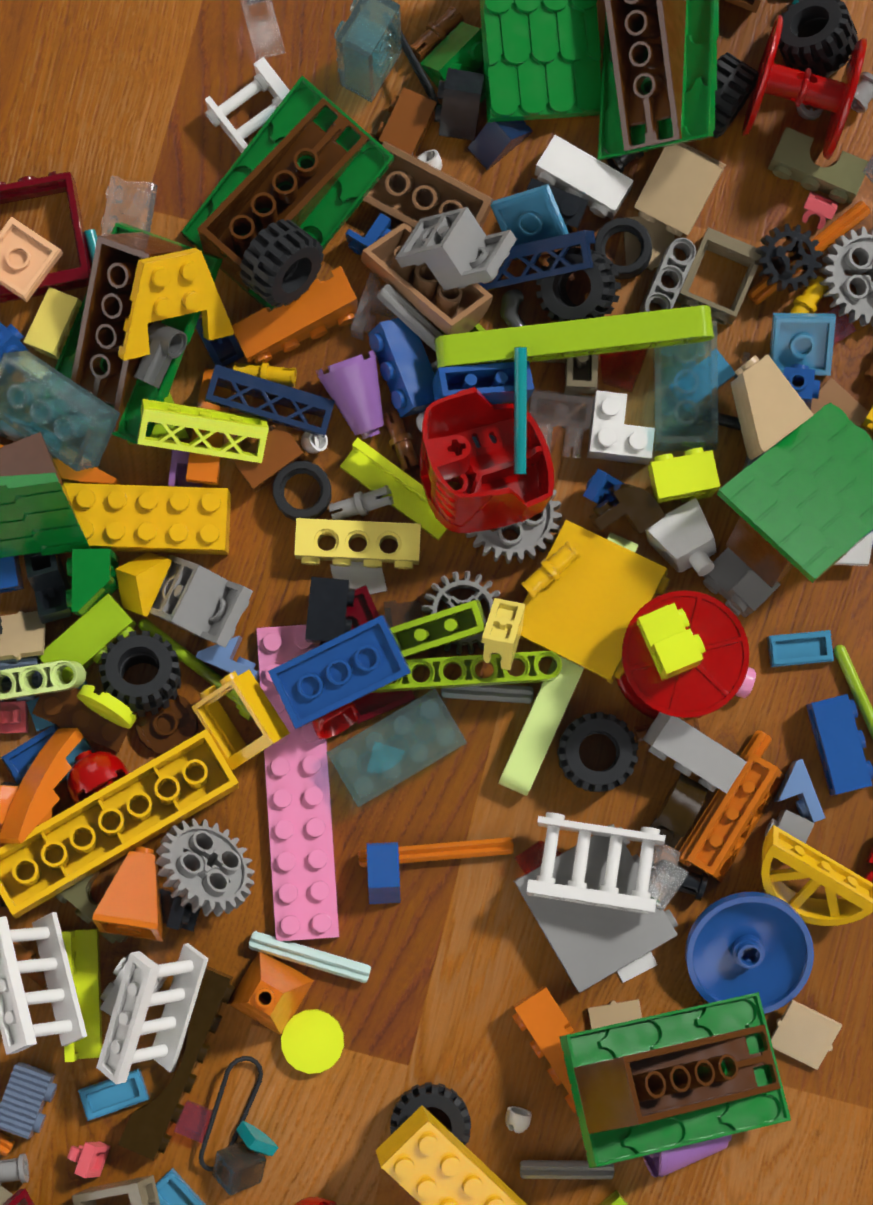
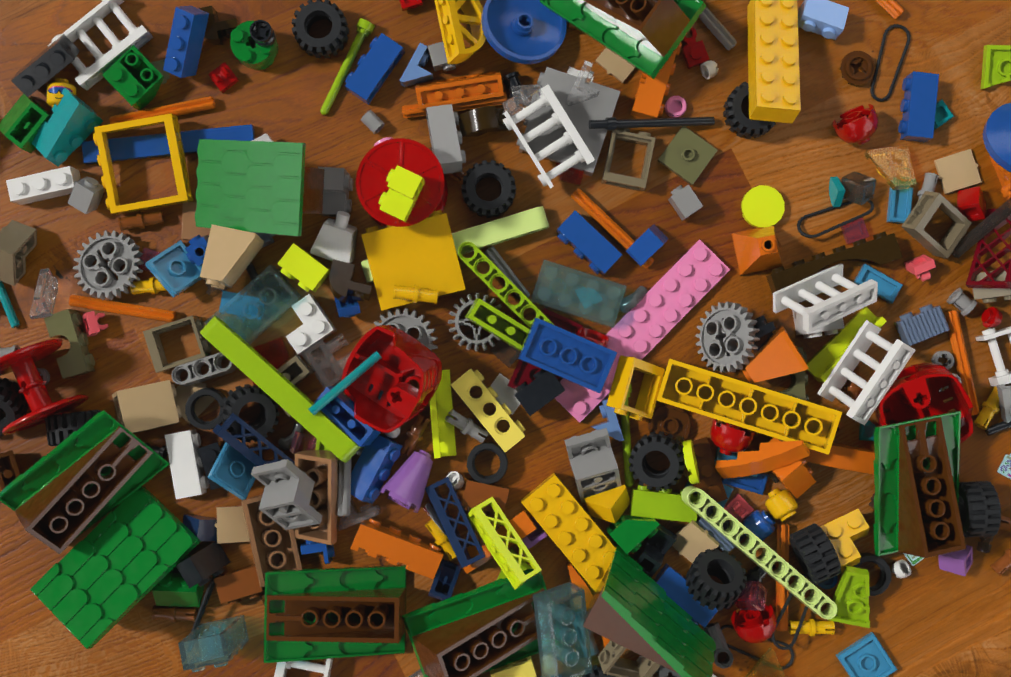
camera: 125 degrees left, 5 degrees up
(164, 345) = (477, 604): dark grey piece -> none
(171, 288) = (444, 627): yellow wing -> none
(281, 263) = (377, 580): black tyre -> none
(304, 385) = (432, 513): none -> white sticker
(310, 957) = (722, 245): light aqua axle -> none
(337, 804) = (633, 299): none -> dark grey arm
(394, 956) = (684, 201): none -> light grey brick
(432, 158) = (246, 554): white hinge -> none
(442, 808) = (588, 243): none -> blue brick
(443, 1008) = (687, 155): none -> olive plate
(477, 167) = (231, 525): none -> tan piece
(498, 314) = (302, 442): none -> tile
(503, 631) = (470, 289): light yellow hinge -> none
(509, 1043) = (675, 107): none -> bright pink tile
(527, 956) = (641, 138): none -> dark tan window
(550, 950) = (612, 123): none -> black bar
(552, 1119) = (694, 52): none -> red plate
(618, 944) = (580, 91): none -> clear slope
(782, 691) = (372, 121): none -> light grey hinge
(799, 250) = (132, 314): black gear -> none
(800, 648) = (341, 132): dark azure tile -> none

